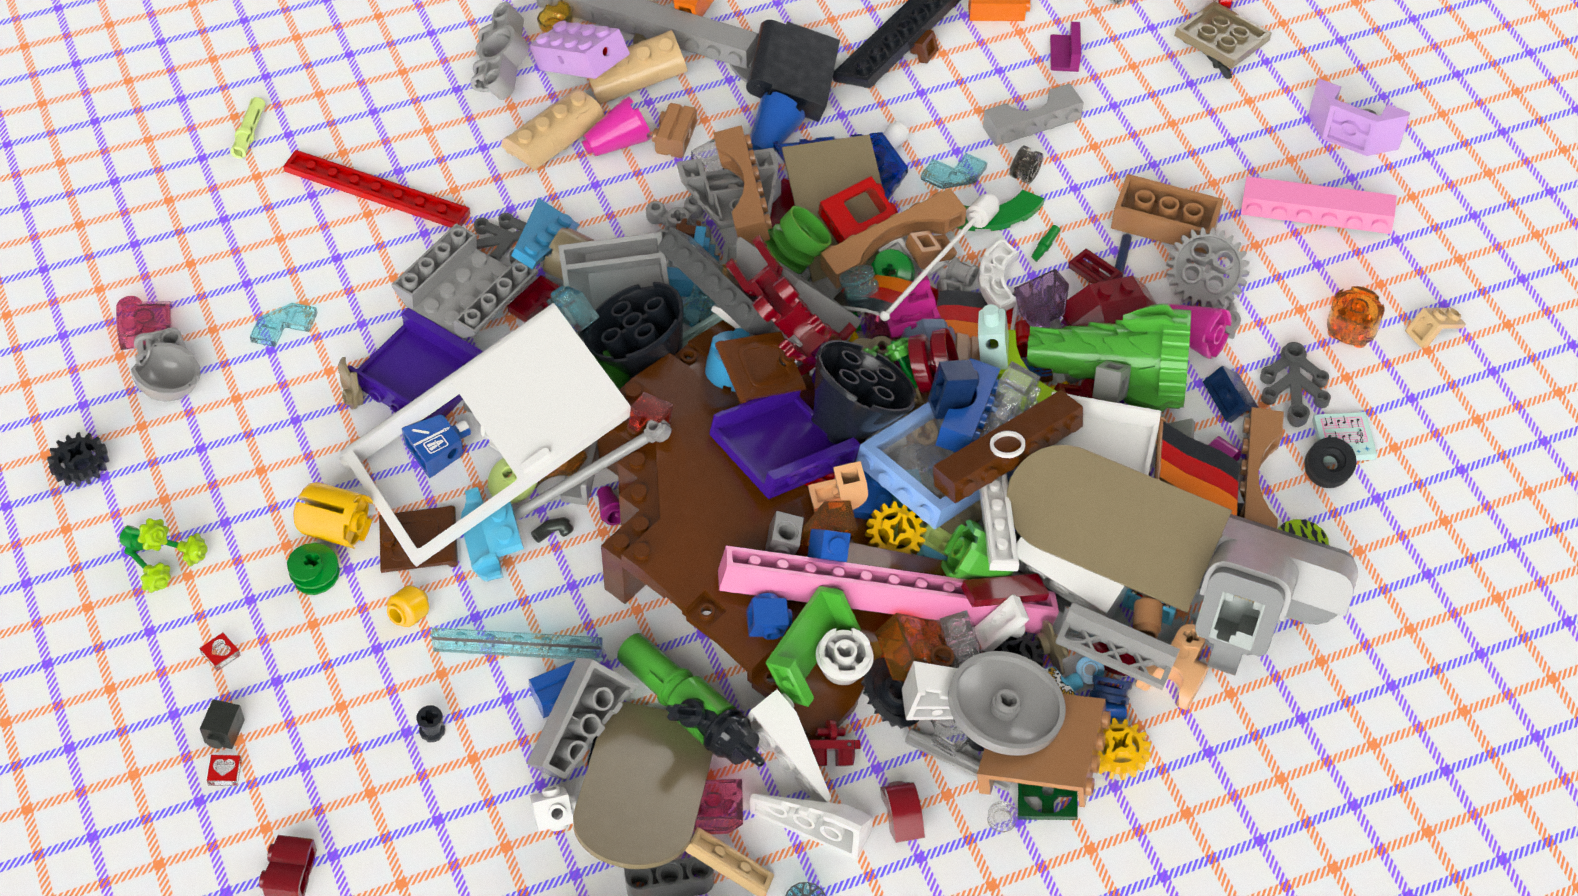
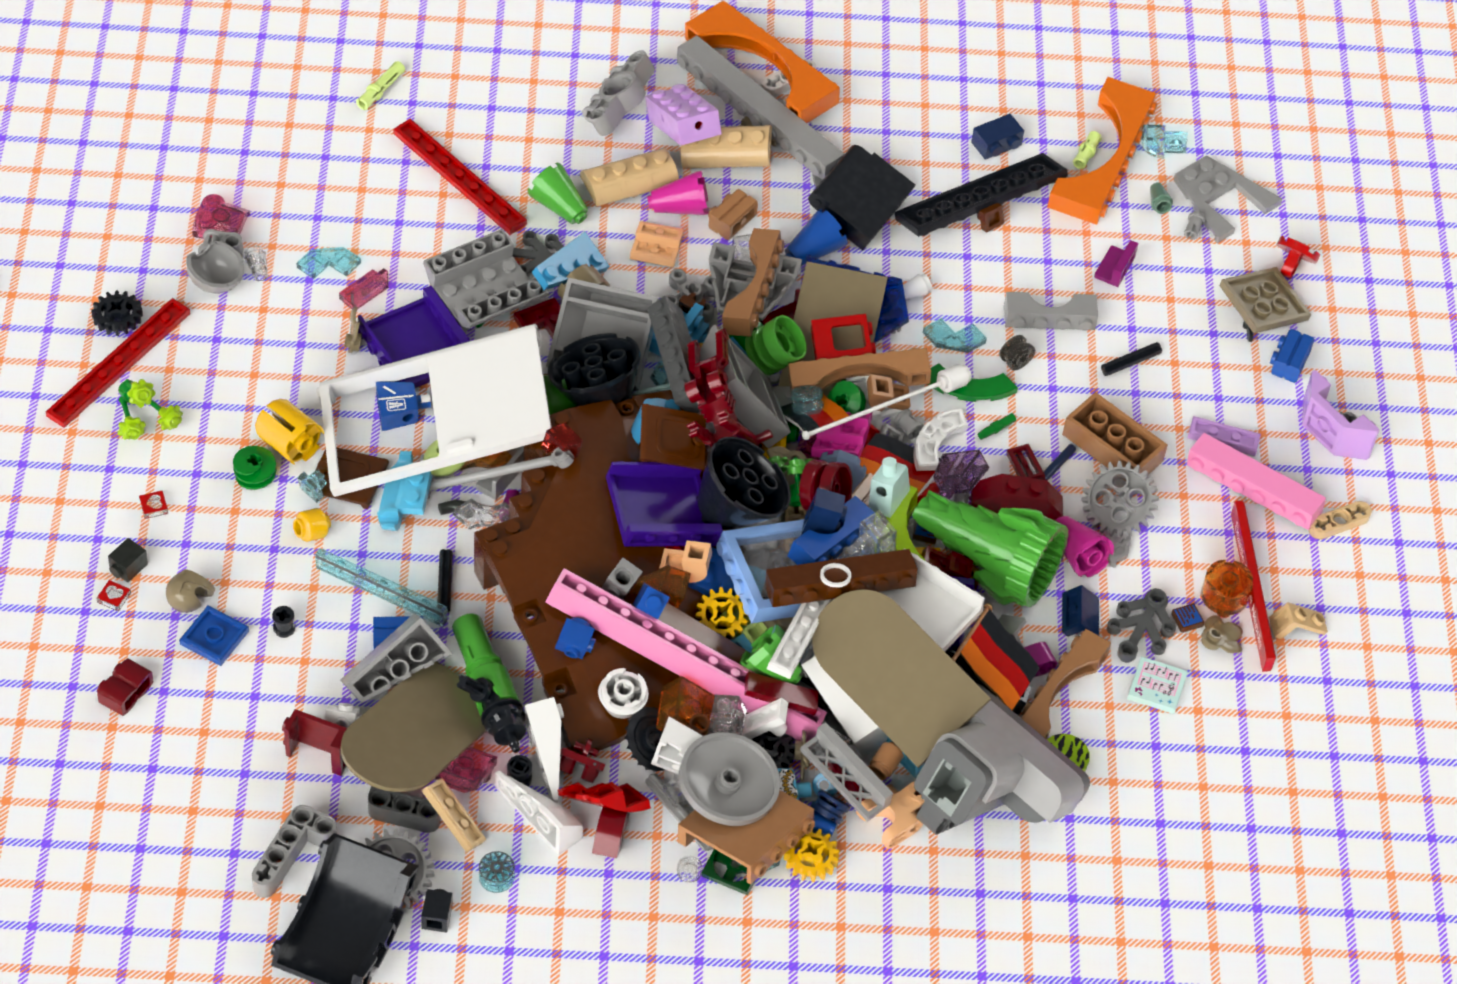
camera: 20 degrees right, 0 degrees up
(103, 514) = (117, 363): none -> red tile
(206, 351) = (257, 262): none -> clear cone
(303, 732) = (184, 587): none -> dark tan helmet
(336, 337) = (365, 288): none -> clear pink panel
(359, 770) = (214, 635): none -> blue tile
(387, 563) = (312, 484): none -> clear light blue tile
(492, 171) = (557, 192): none -> bright green cone
(537, 834) = (315, 733): none -> dark red panel
(554, 14) = (684, 76): clear yellow hair -> none
(573, 307) = (552, 334): clear light blue brick -> none
(579, 607) = (445, 578): none -> black axle
(580, 527) = (478, 515): none -> clear tile
(614, 186) = (656, 244): none -> light nougat slope
(774, 775) = (520, 769): none -> black wheel
(796, 651) = (582, 675): bright green panel -> none
(889, 771) = (608, 795): none -> red slope
(1111, 381) = (968, 560): light grey brick -> none
(1132, 133) = (1131, 359): none -> black axle
(1235, 175) = (1237, 438): none -> lavender tile
(1278, 76) = (1292, 355): none -> blue brick
(1319, 473) = (1124, 713): black tyre -> none
(1332, 360) = (1187, 618): none -> tile
(1373, 365) = (1221, 635): none -> dark tan plate
(1391, 324) = (1256, 599): none -> red tile
(1413, 205) = (1346, 513): none -> tan beam

